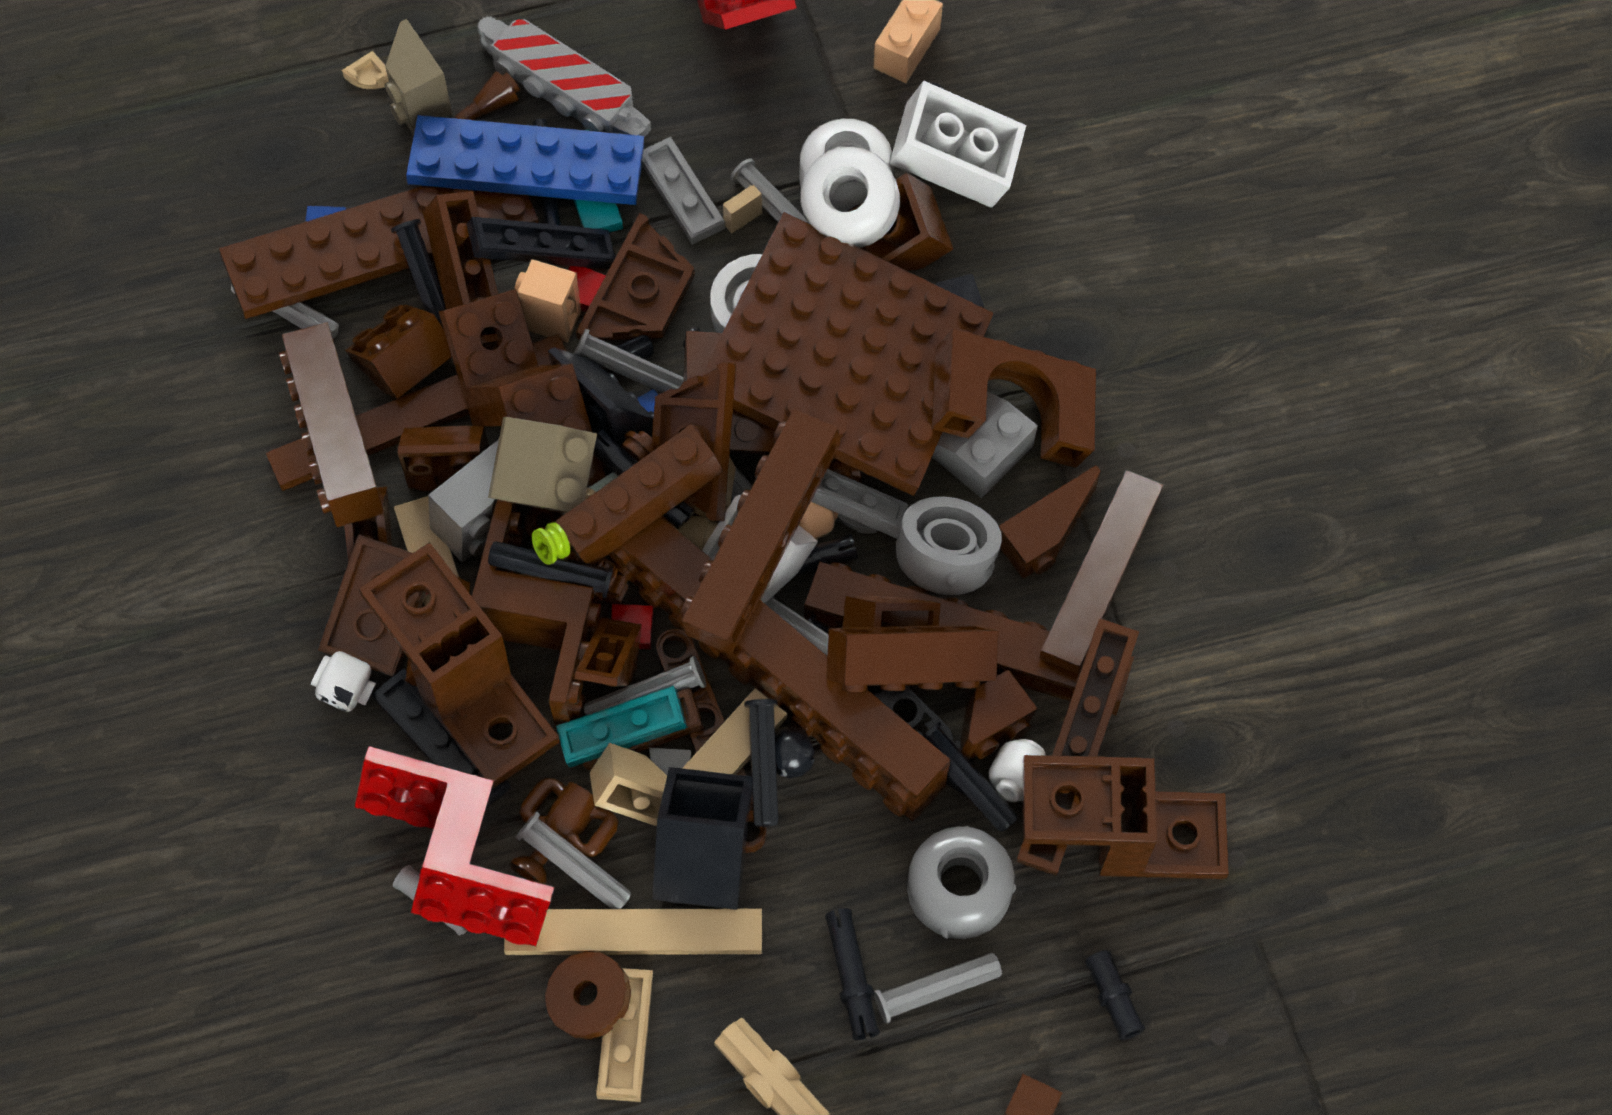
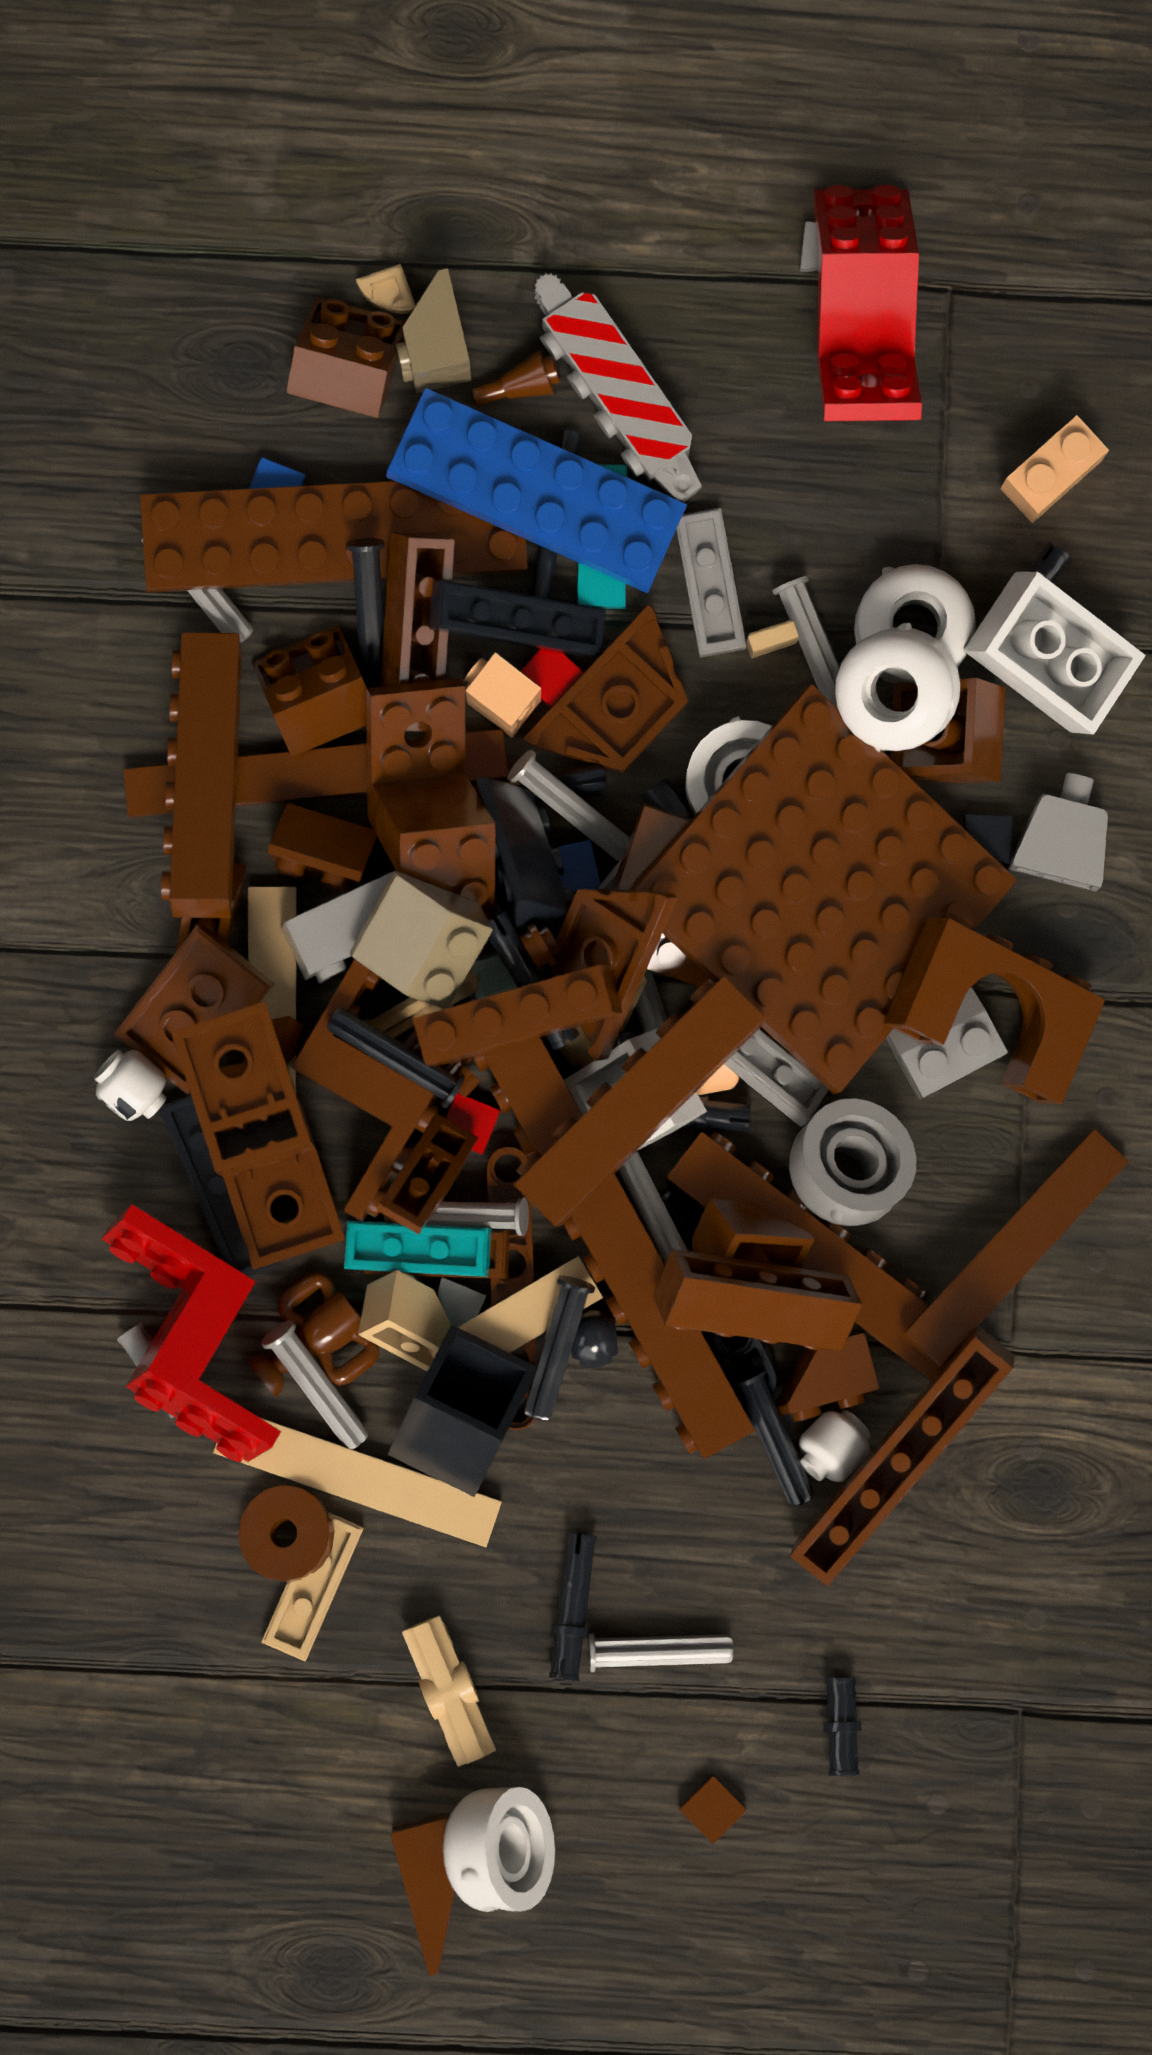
camera: 15 degrees right, 20 degrees up
(350, 119) = (345, 357): none -> reddish brown slope
(551, 543) = (400, 1039): lime bush -> none
(953, 914) = (764, 1555): light grey piece -> none
(1019, 275) = (1065, 837): none -> light grey torso
(1039, 532) = (972, 1171): reddish brown slope -> none
(1124, 817) = (921, 1556): reddish brown bracket -> none

